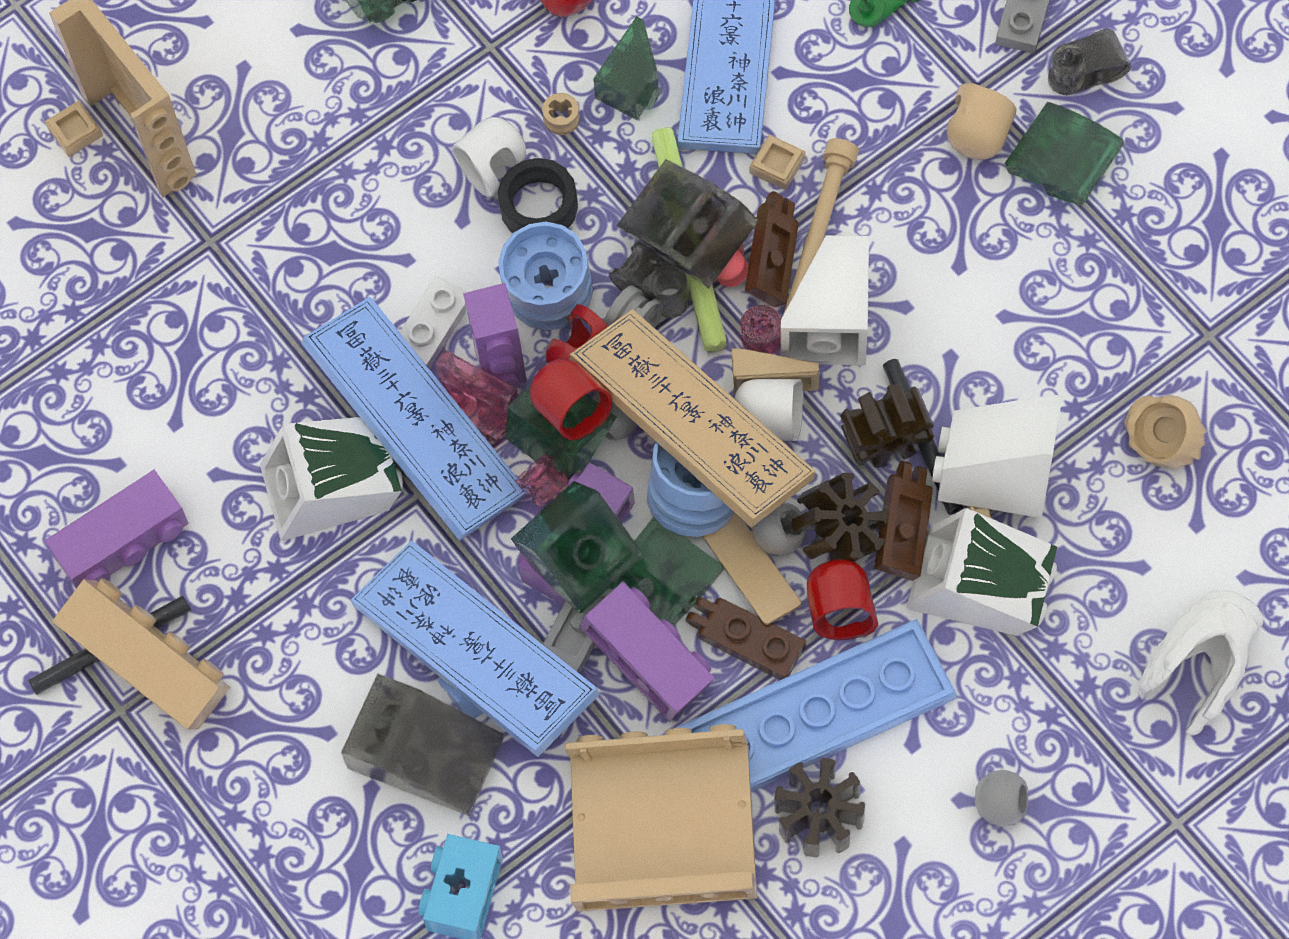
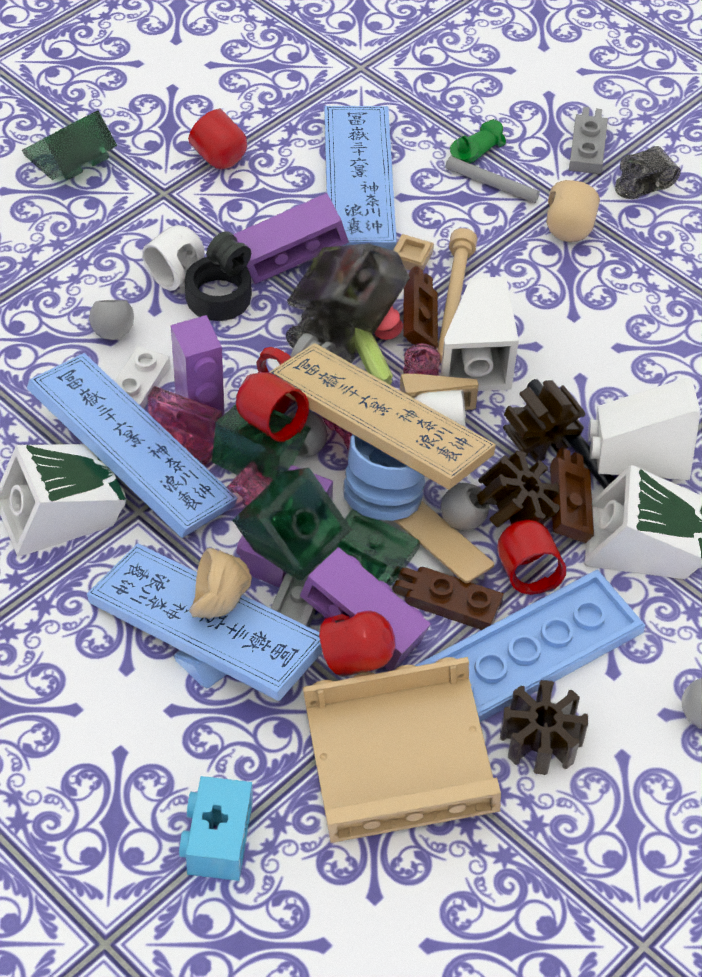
camera: 15 degrees left, 15 degrees down
(408, 236) = (111, 318): none -> light grey piece
(421, 745) = (164, 705): clear smoke slope -> none
(489, 615) = (219, 584): none -> tan hair
(542, 254) = (242, 326): light blue wheel -> none
(550, 166) = (228, 253): none -> pearl dark grey wheel
(561, 102) = (228, 223): tan bush -> none
(629, 74) = (280, 192): clear green slope -> none
(629, 140) = (292, 237): none -> medium lavender brick
(629, 704) = (356, 642): none -> red helmet
(895, 56) = (492, 179): none -> light grey bar
(1064, 153) = (642, 231): clear green slope -> none

